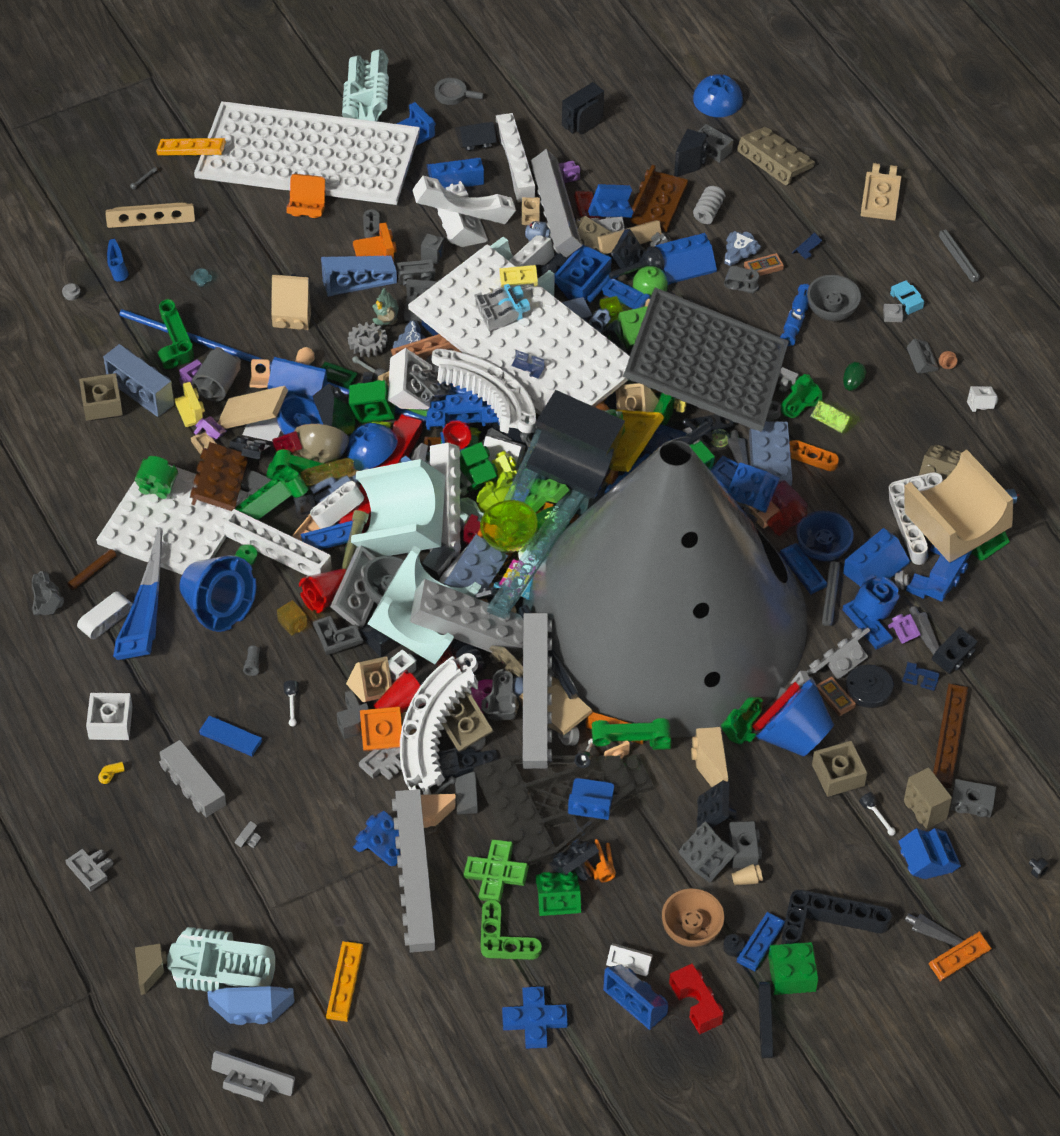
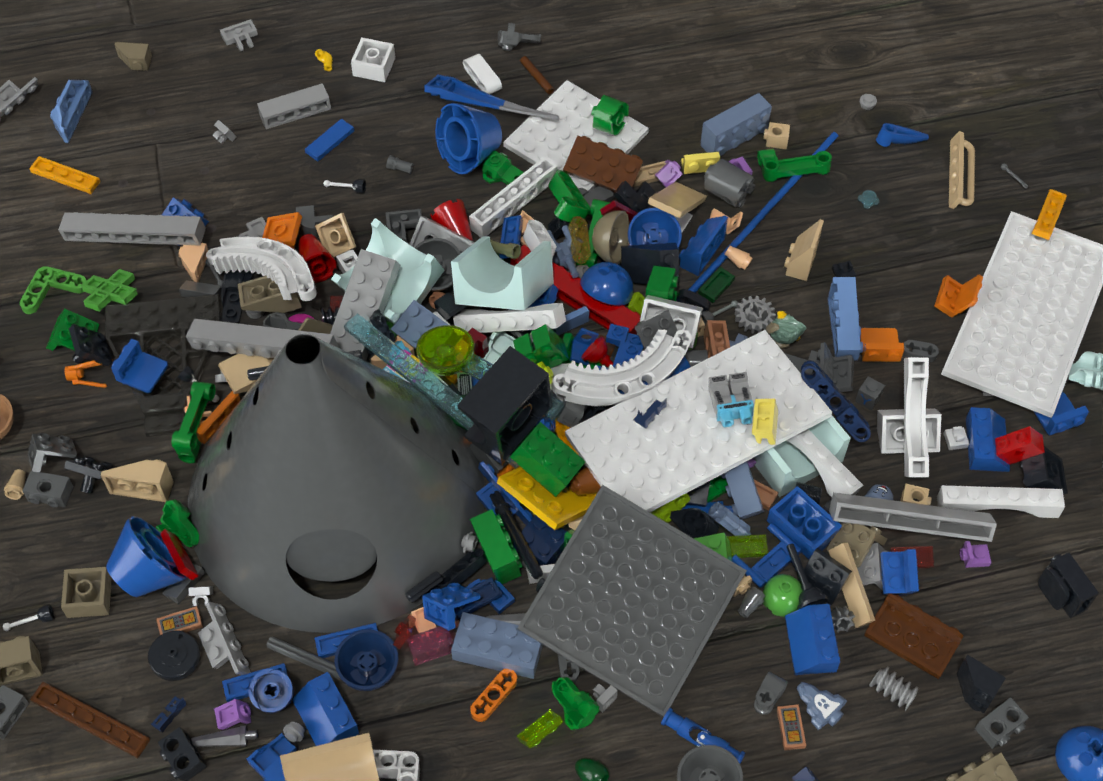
camera: 105 degrees right, 5 degrees up
(100, 397) = (723, 95): dark tan brick -> none
(139, 348) = (777, 135): none -> tan brick
(212, 960) = (105, 95): light aqua connector -> none
(292, 618) = (432, 197): clear yellow brick -> none
(421, 453) = (592, 327): light grey tile -> none
(459, 257) = (845, 407): none -> dark blue piece
(463, 142) = (1019, 445): none -> red brick

